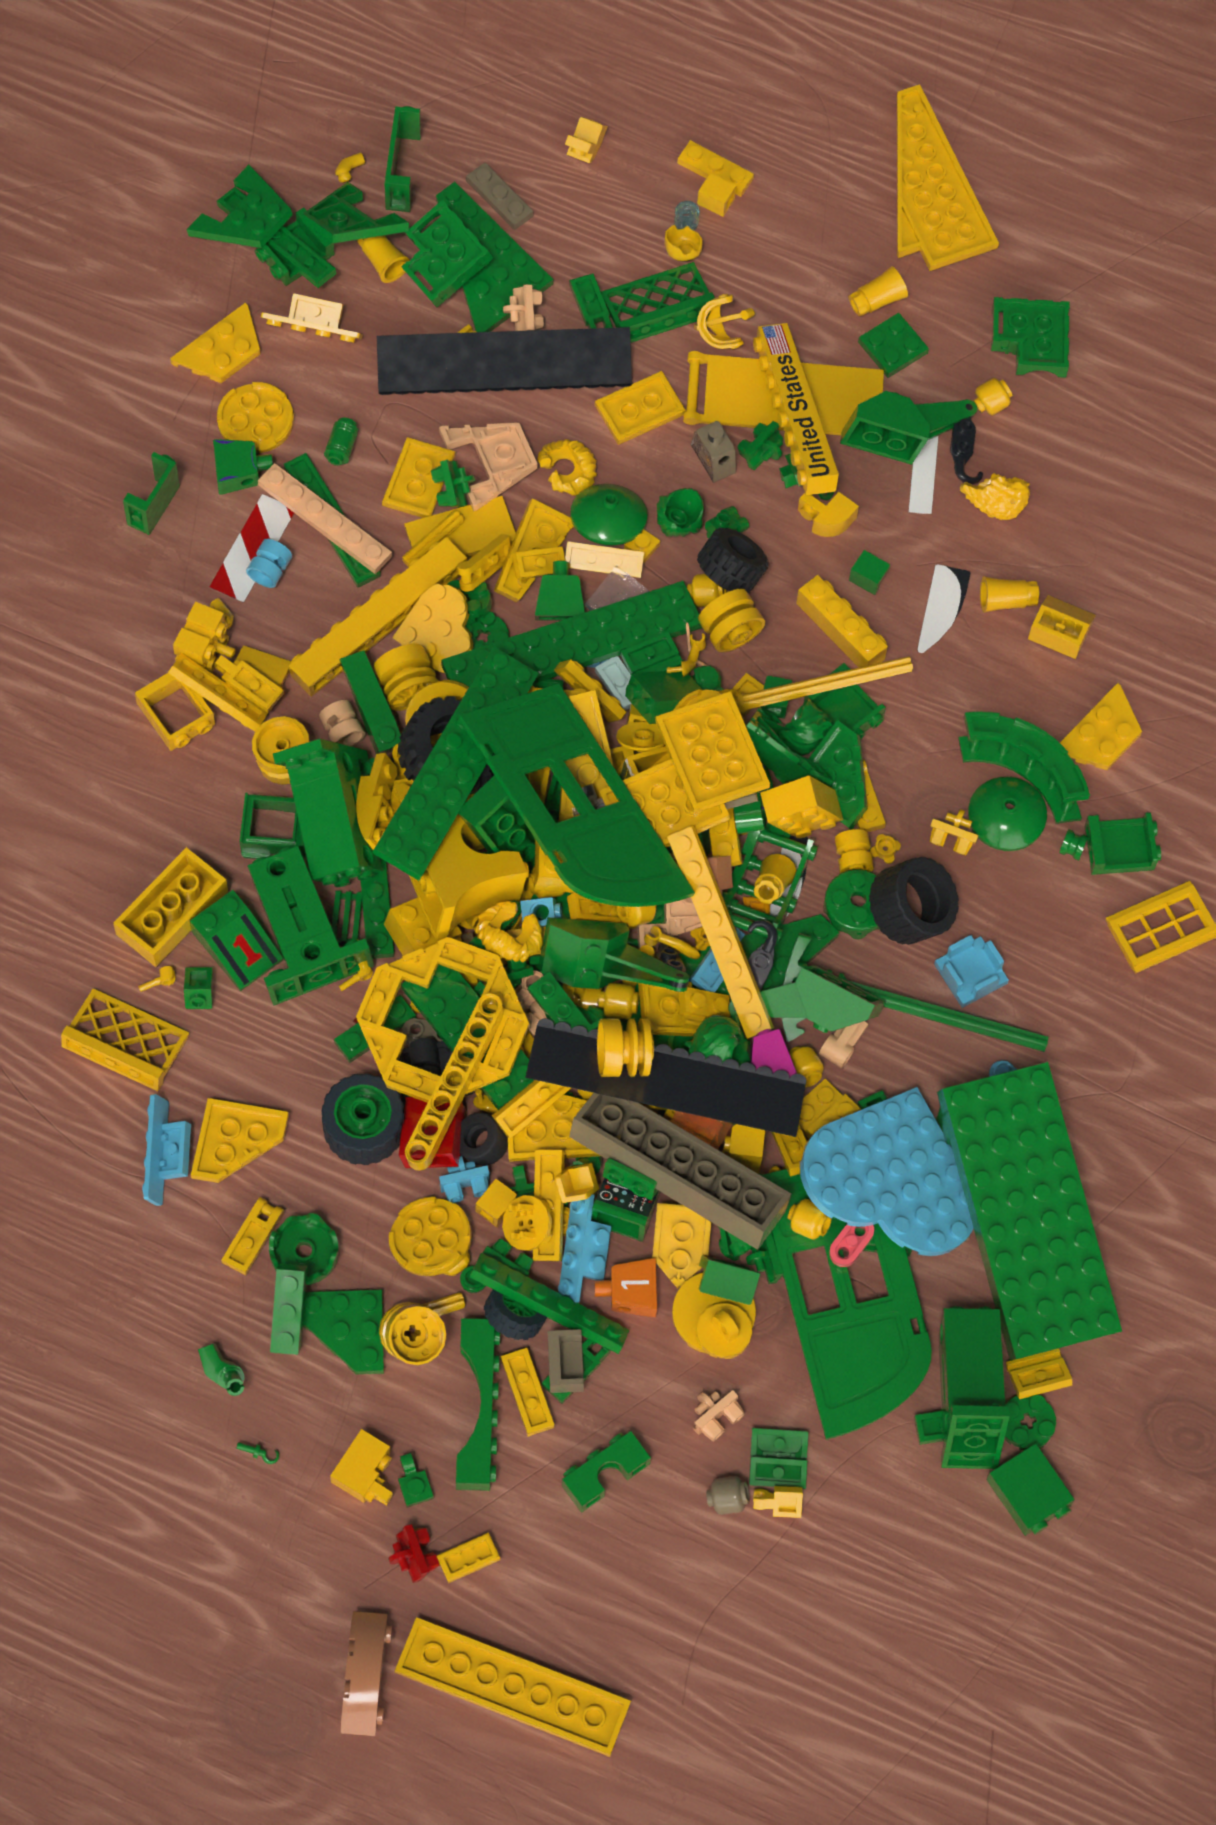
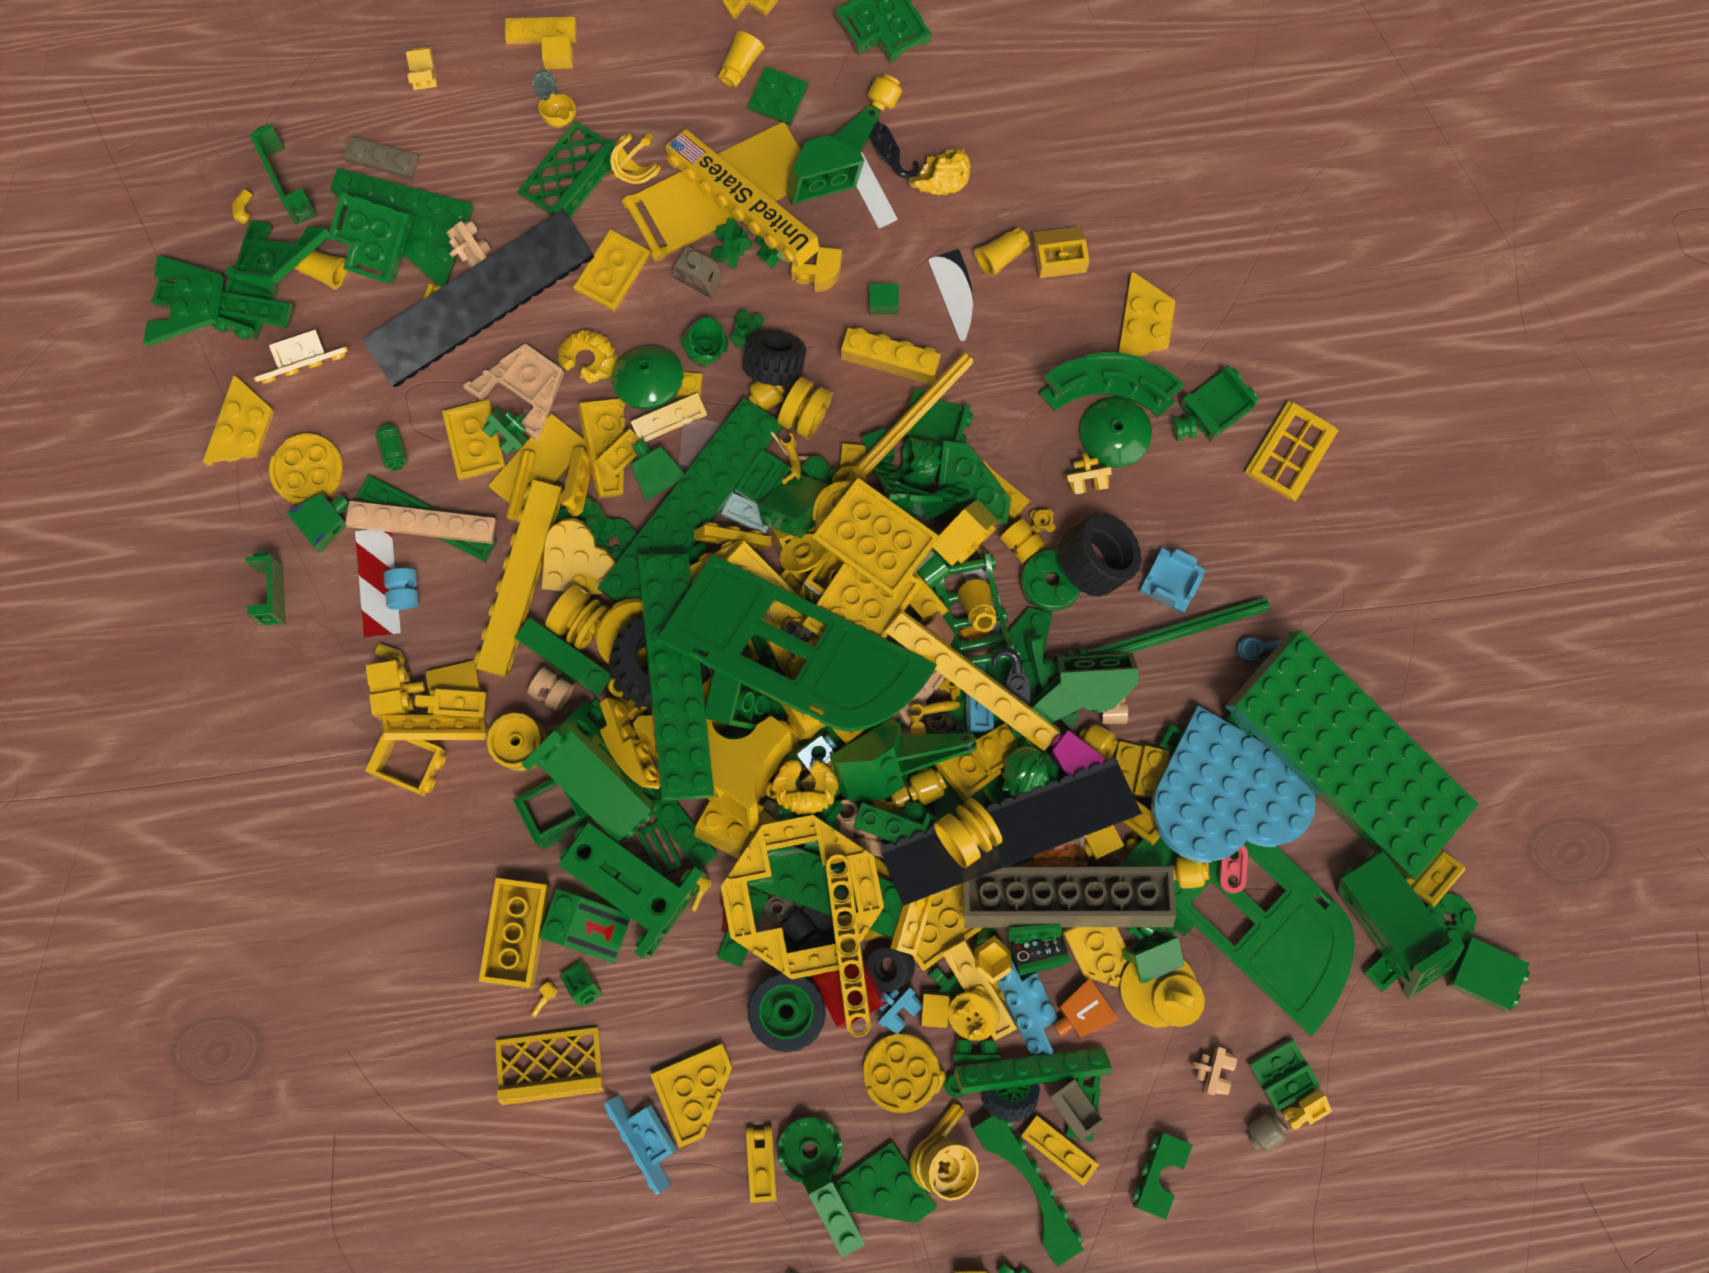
camera: 30 degrees left, 10 degrees up
(590, 301) = (515, 205): green hinge -> none

